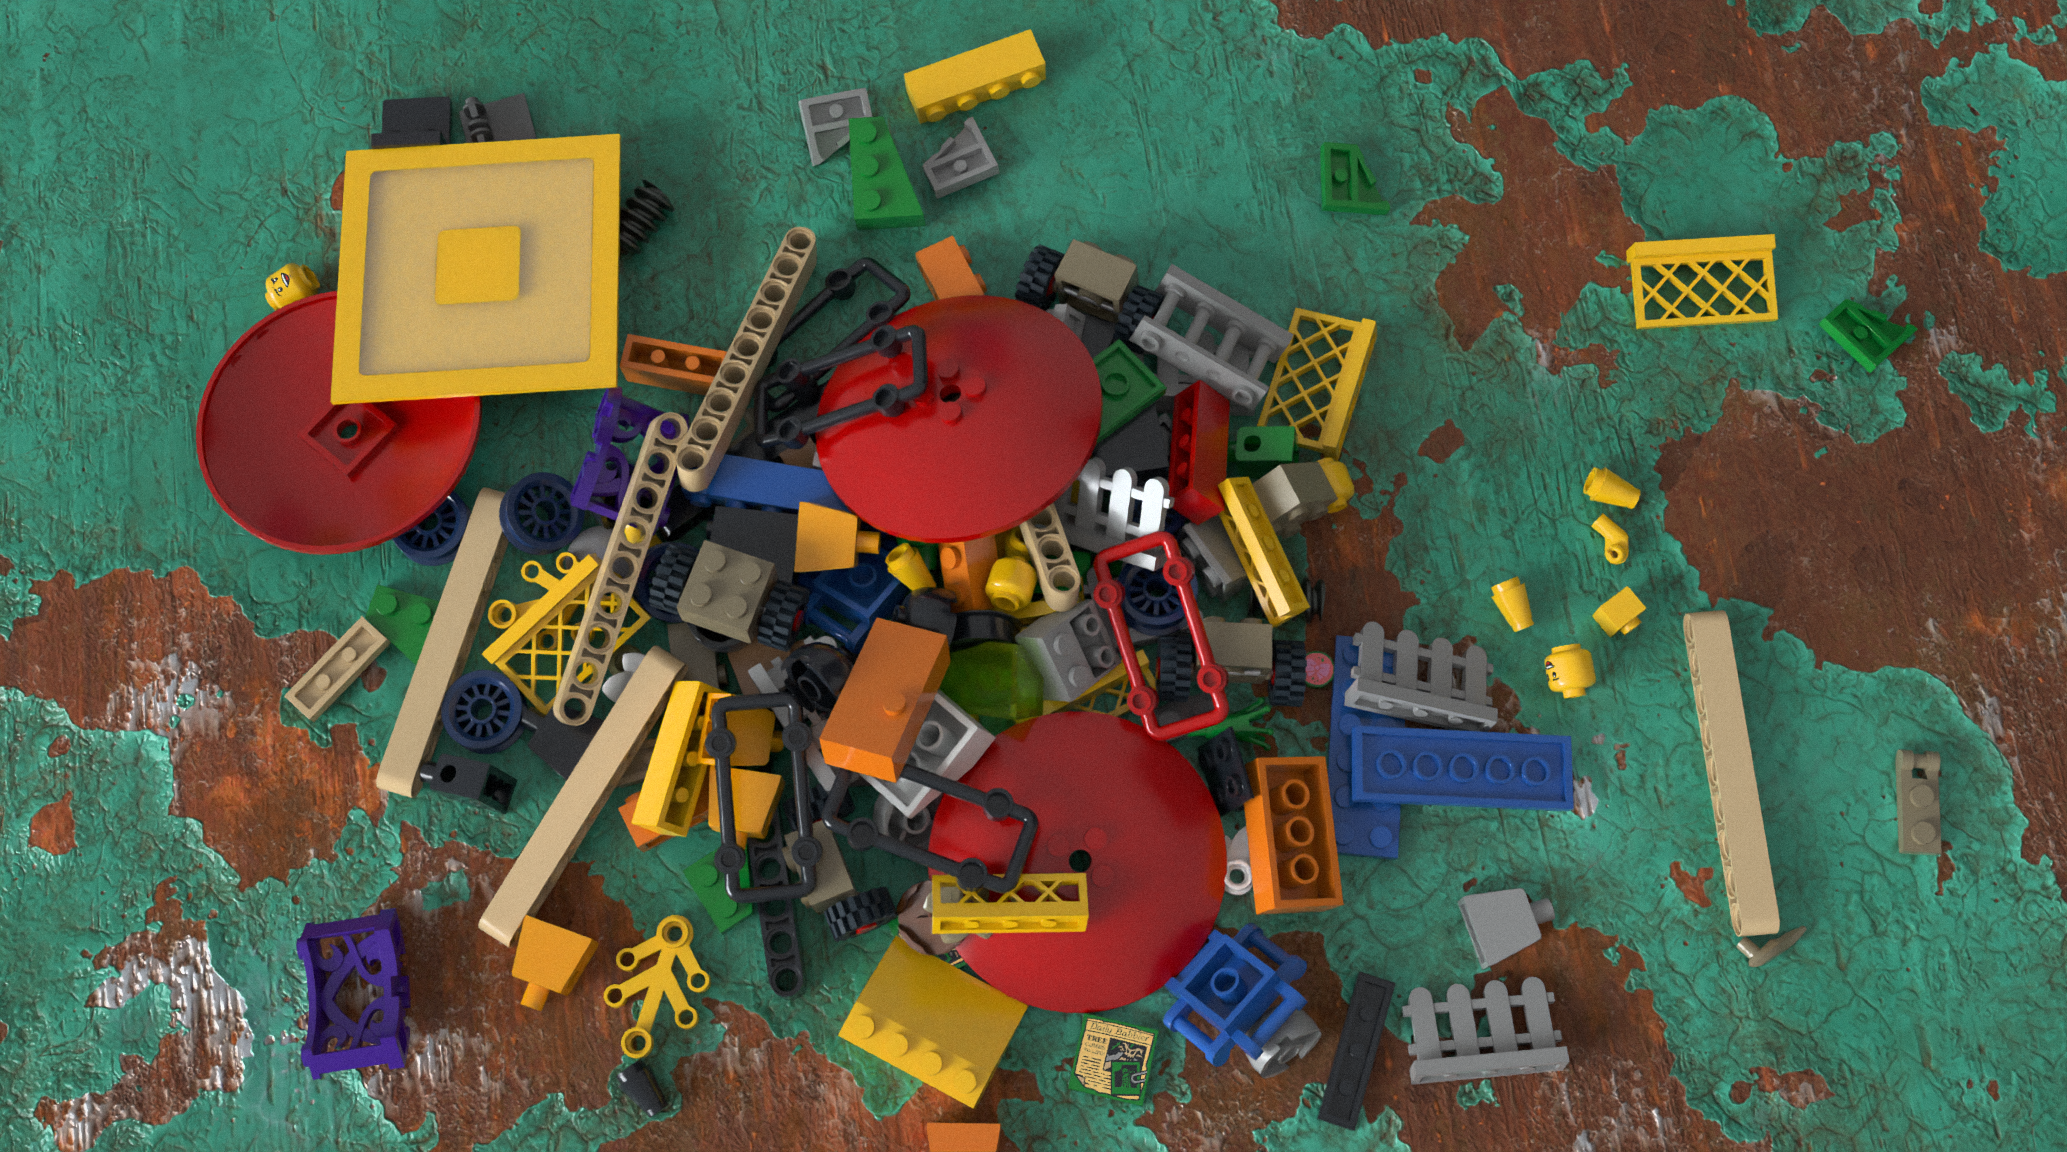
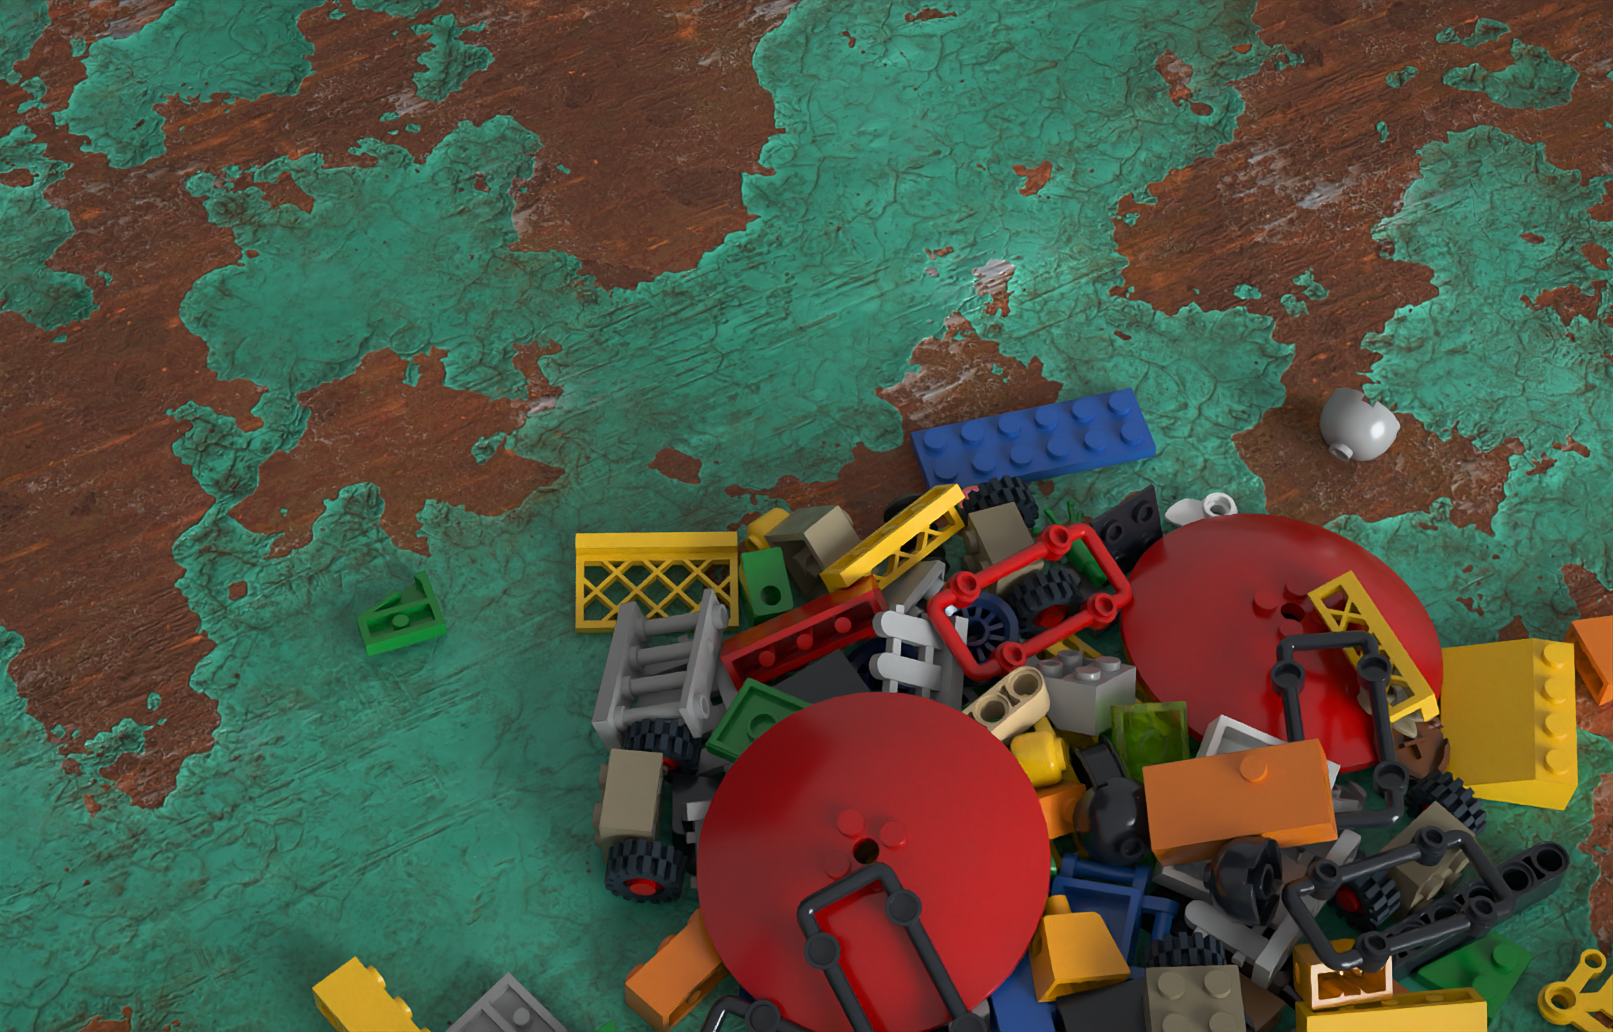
camera: 115 degrees left, 20 degrees down
(754, 802) = (1418, 967): light orange torso -> none
(908, 567) = (1068, 866): yellow cone -> none
(1113, 1059) = (1448, 564): tile -> none
(1233, 991) = (1340, 463): blue brick -> none
(1292, 836) = (1178, 455): orange brick -> none
(1356, 1051) = (1321, 377): black tile -> none
(1415, 700) = (951, 416): light grey fence -> none
(1461, 768) = (1024, 354): blue plate -> none
(1468, 1061) = (1270, 260): light grey fence -> none
(1503, 923) = (1152, 292): light grey torso -> none
(1513, 603) = (829, 359): yellow cone -> none
(1570, 670) = (881, 296): yellow head -> none
(1609, 488) = (675, 312): yellow cone -> none
(1615, 539) = (726, 297): yellow arm -> none
(1620, 613) = (803, 274): yellow plate -> none
(1703, 251) = (387, 301): yellow fence -> none
(1731, 774) = (916, 164): tan beam -> none
(1771, 949) = (1077, 112): dark tan bar -> none
(1865, 333) = (427, 152): green wing -> none
(1918, 803) = (880, 37): dark tan plate -> none

